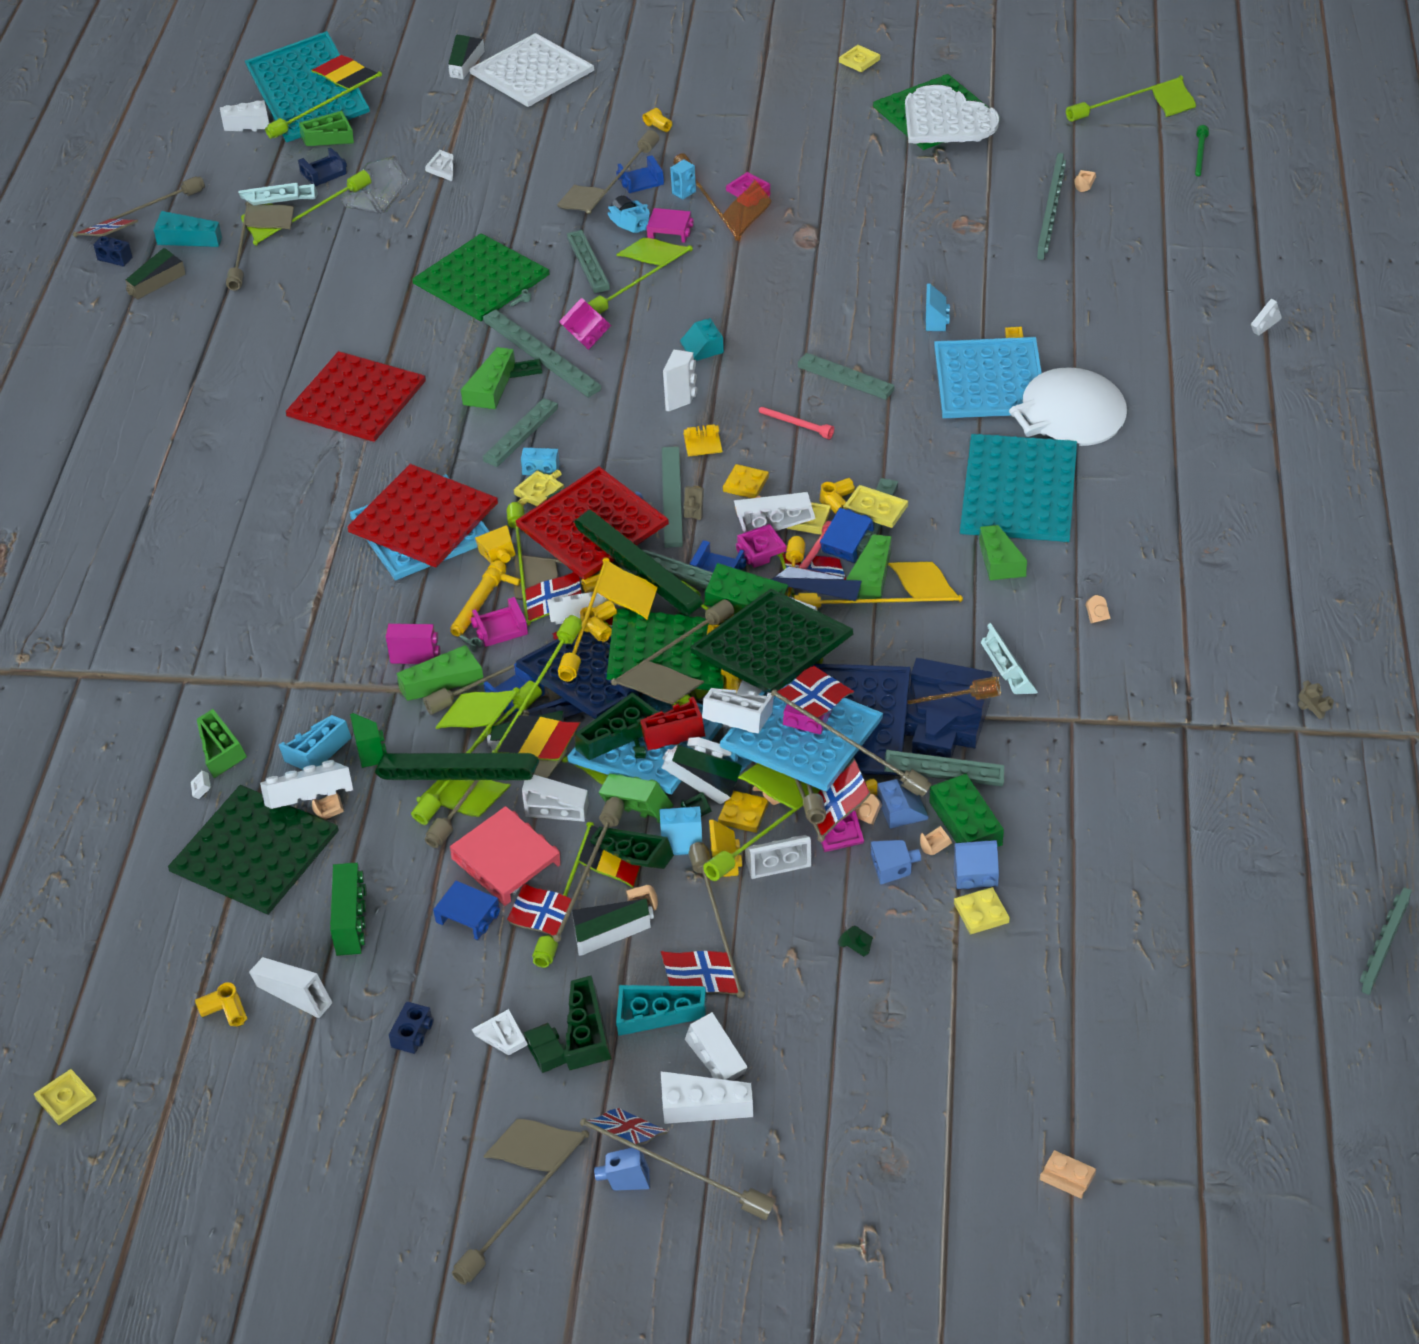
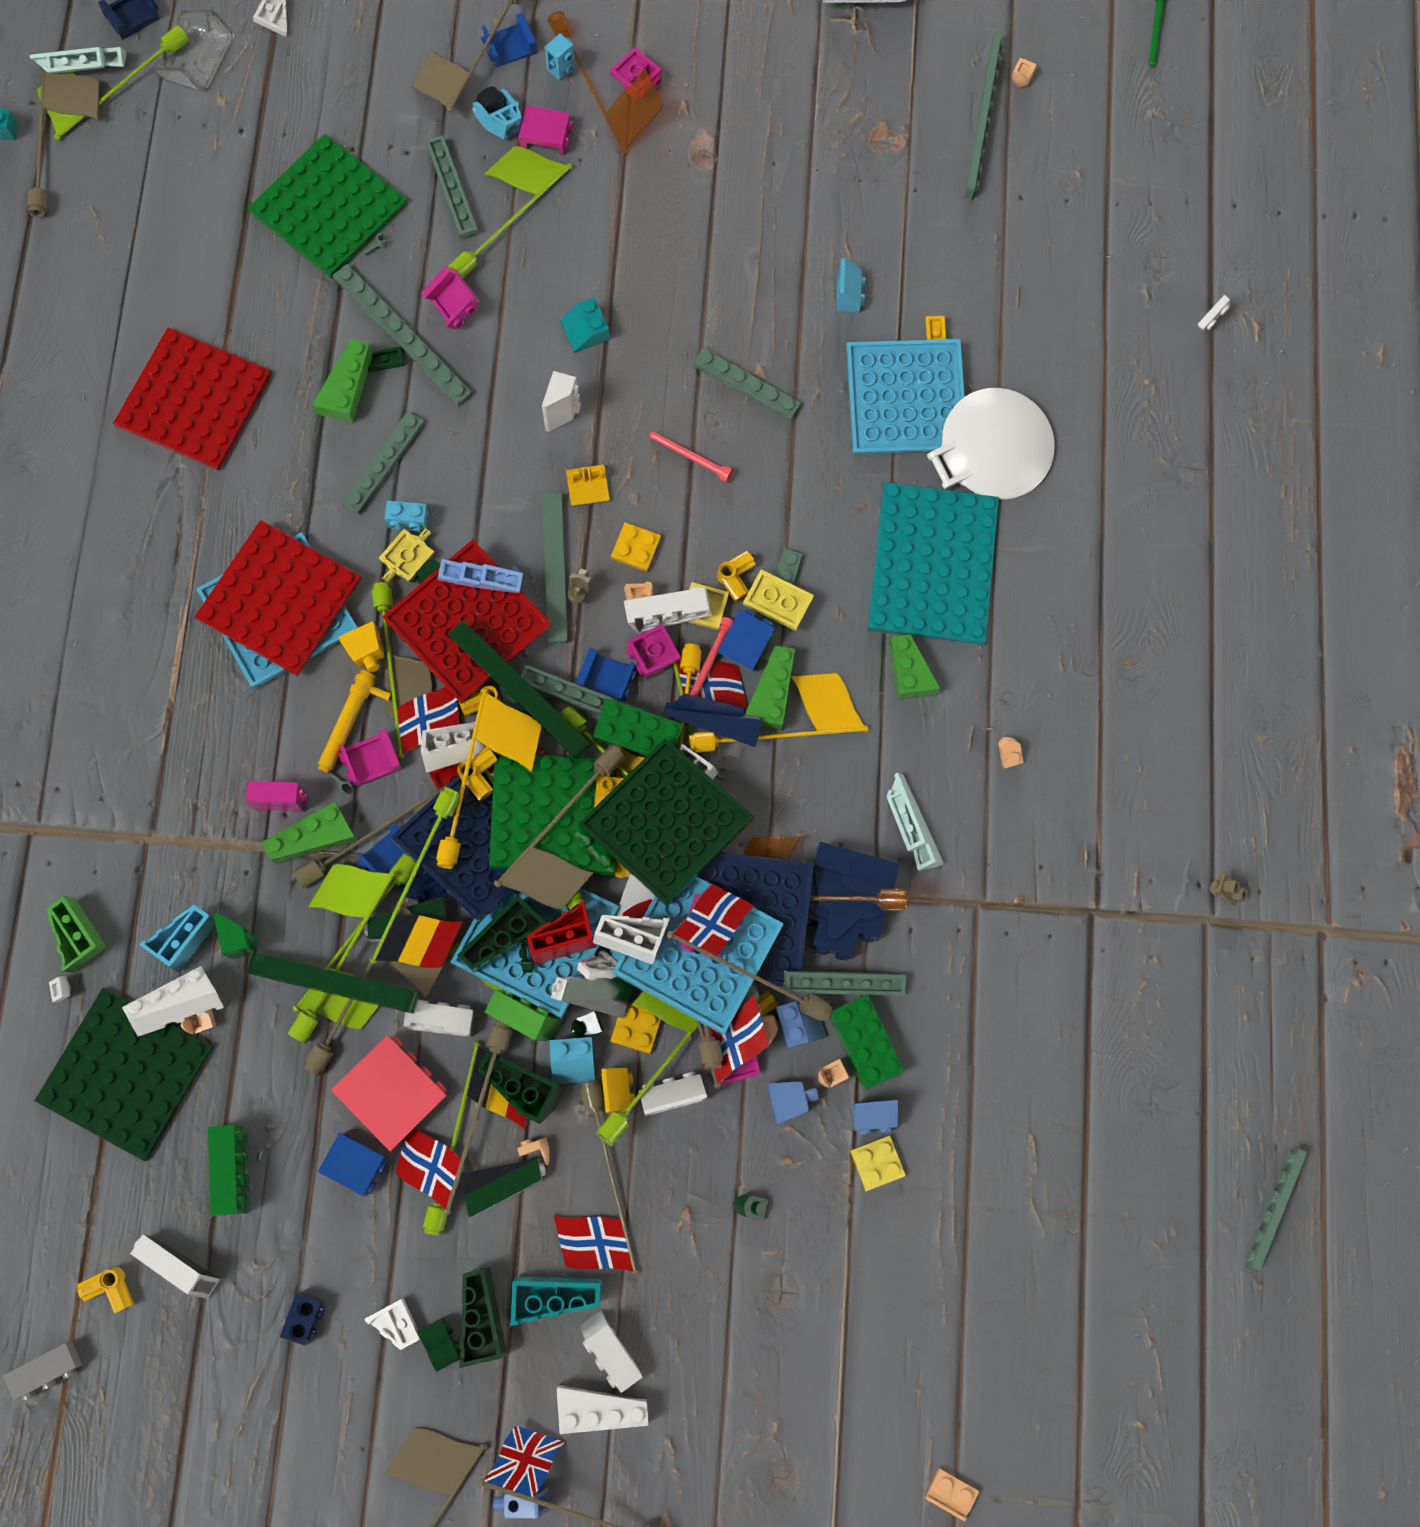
camera: 10 degrees left, 30 degrees up
(154, 1068) = (43, 1371): none -> light grey brick
(611, 487) = (480, 576): none -> light blue slope

